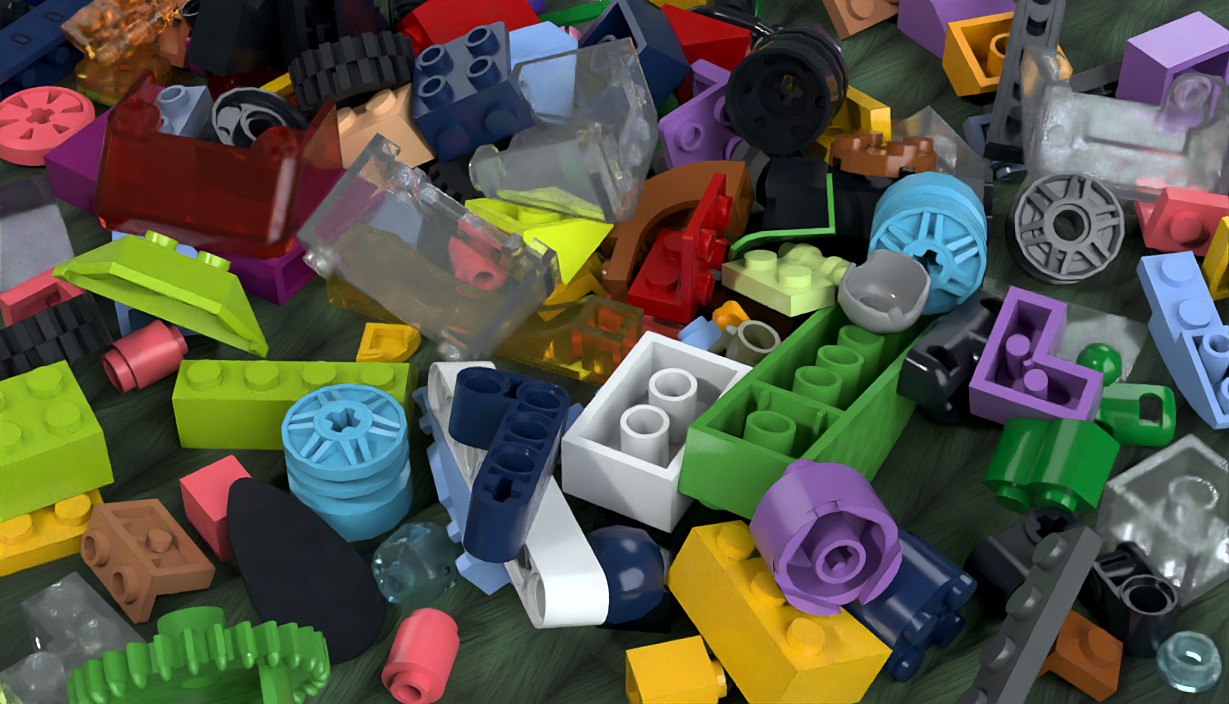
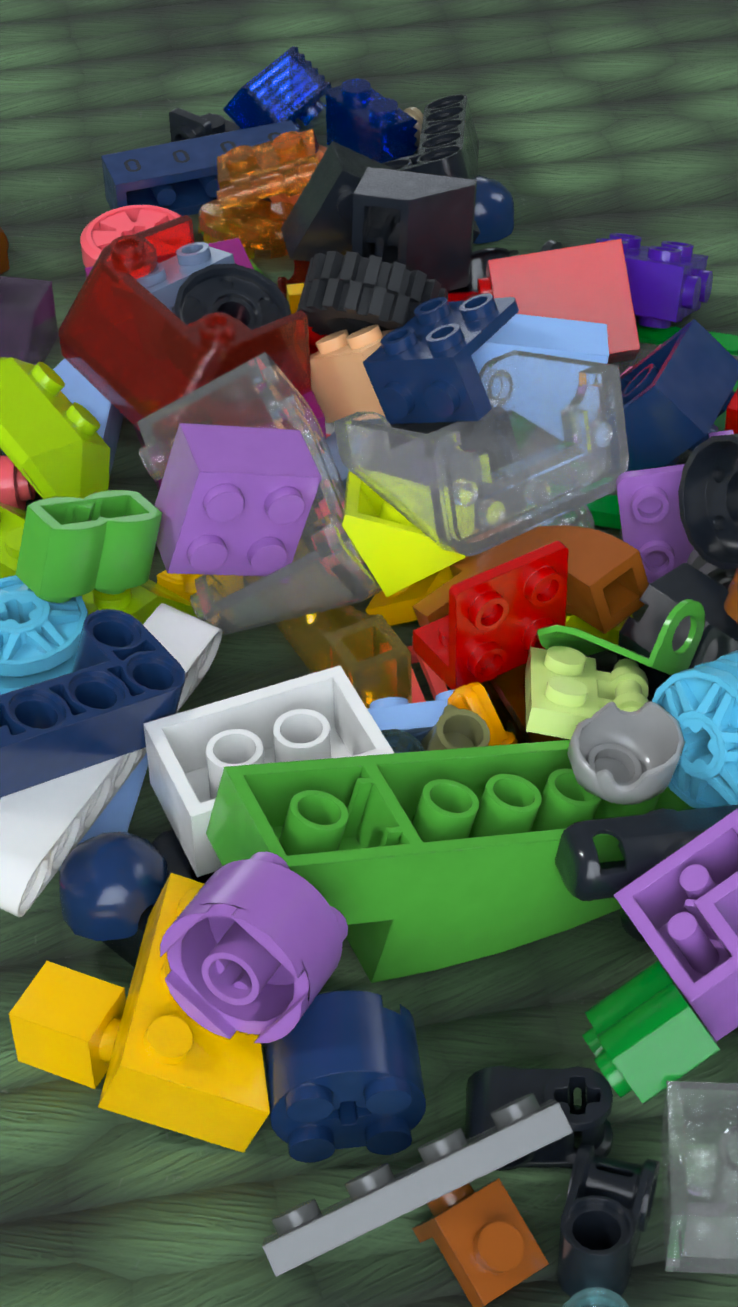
camera: 40 degrees right, 0 degrees up
(363, 340) = (88, 544): none -> bright green brick
(439, 257) = (234, 499): none -> medium lavender brick

